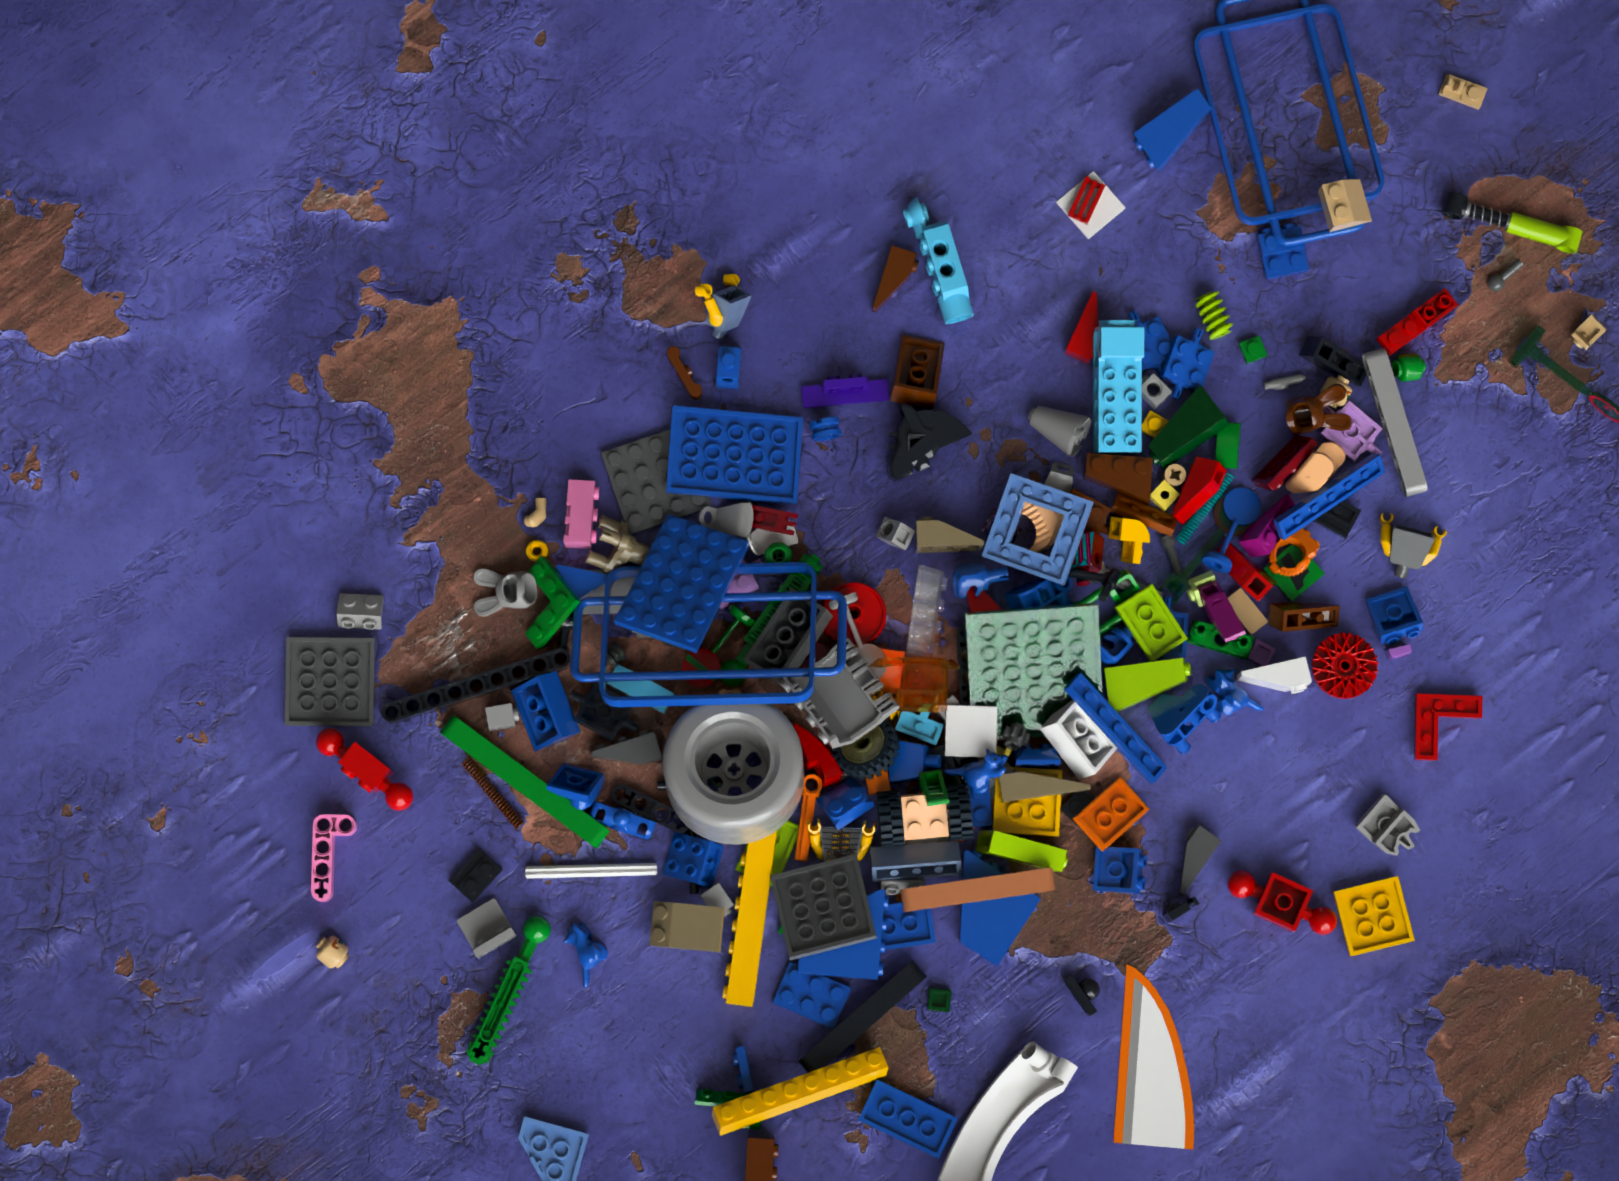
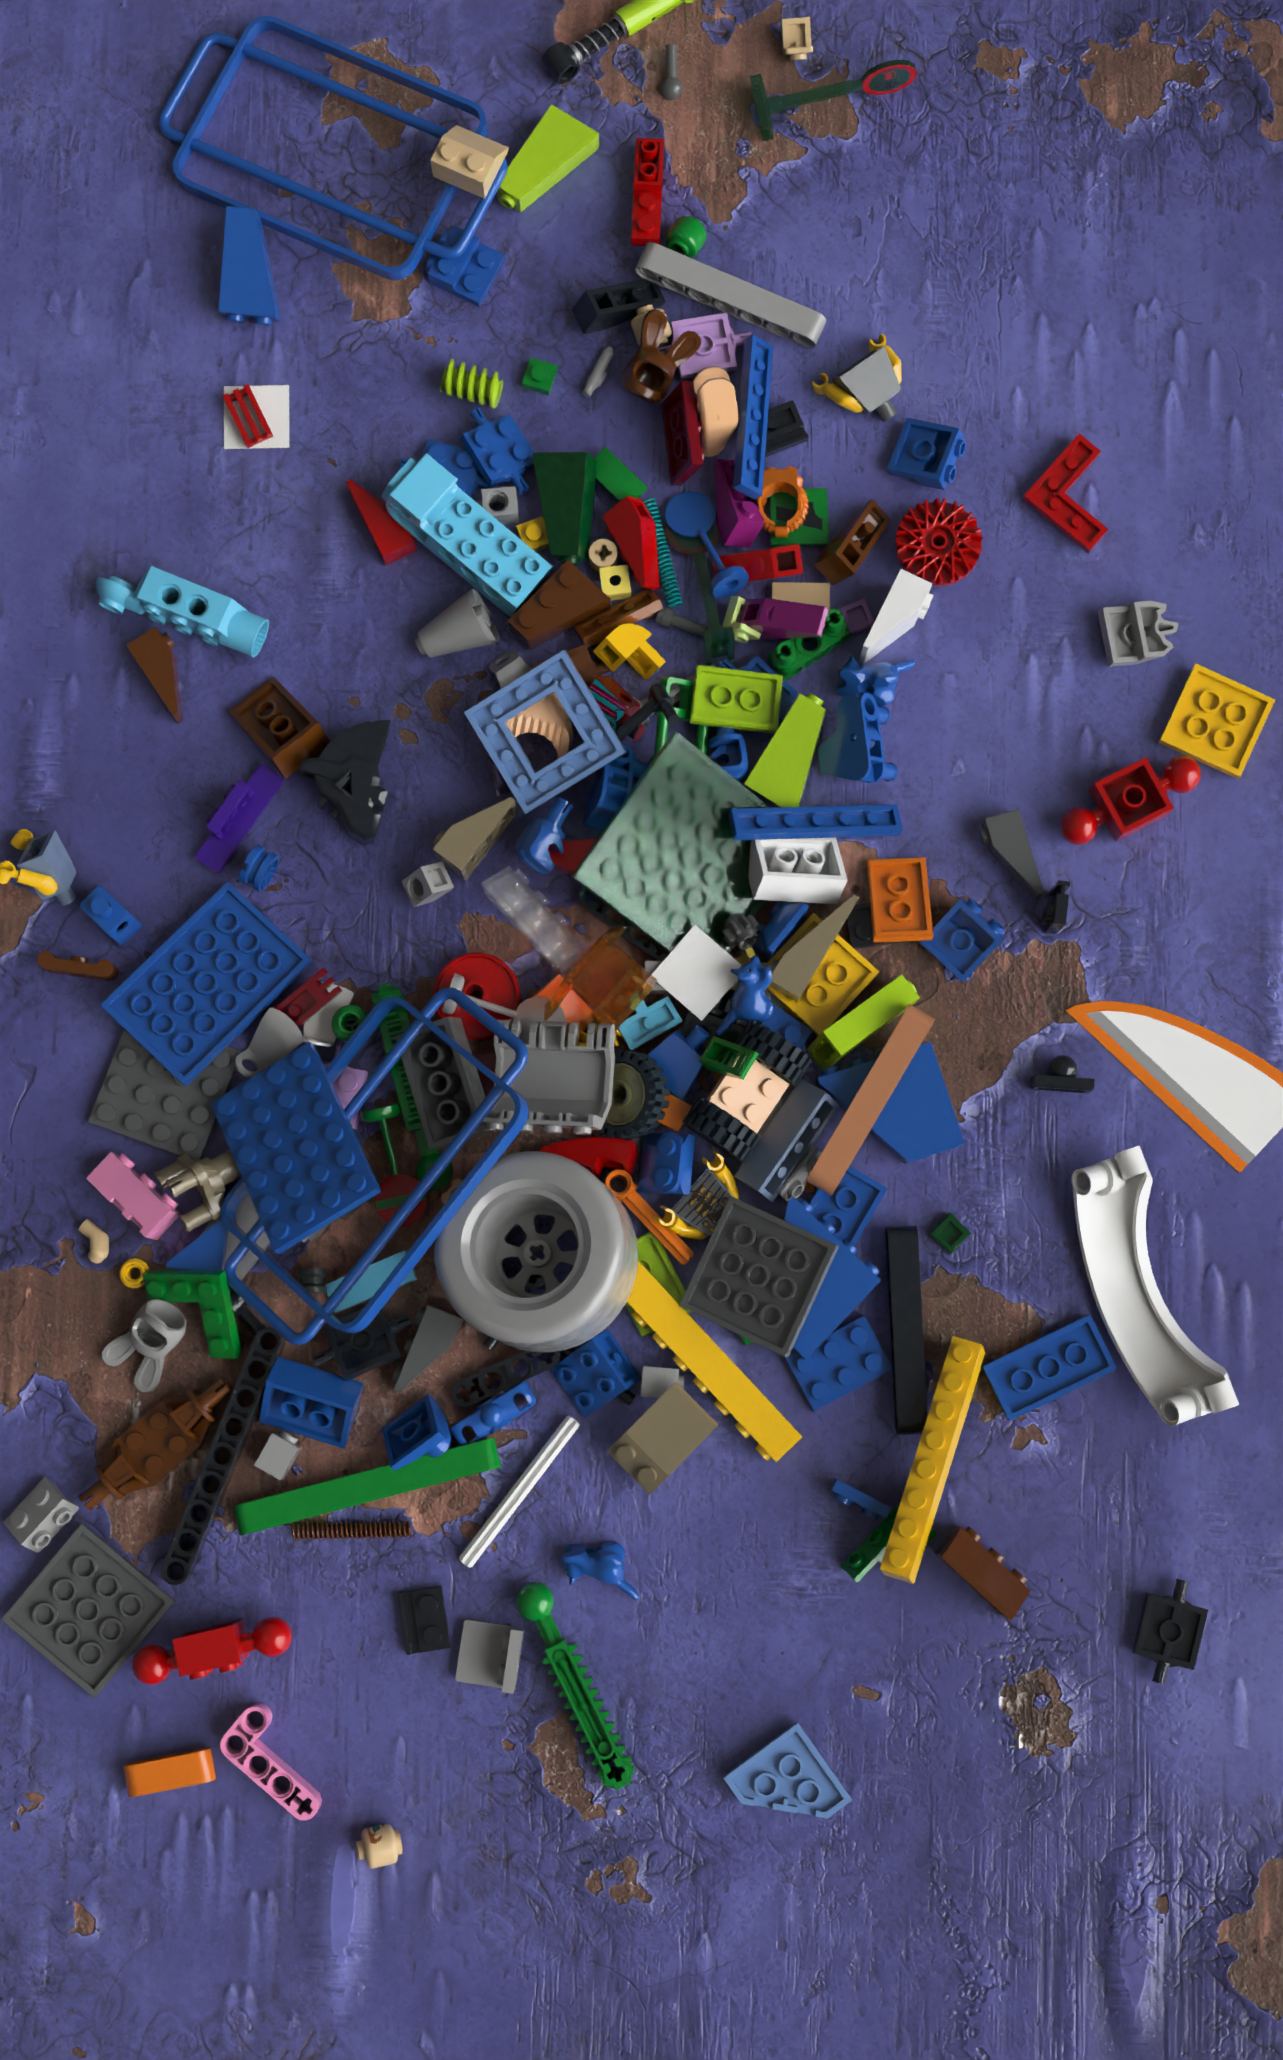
camera: 45 degrees left, 0 degrees up
(278, 801) = (169, 1772): none -> orange beam
(452, 643) = (156, 1444): none -> reddish brown plate
(1390, 245) = (546, 157): none -> lime slope
(1398, 652) = (967, 479): medium lavender tile -> none

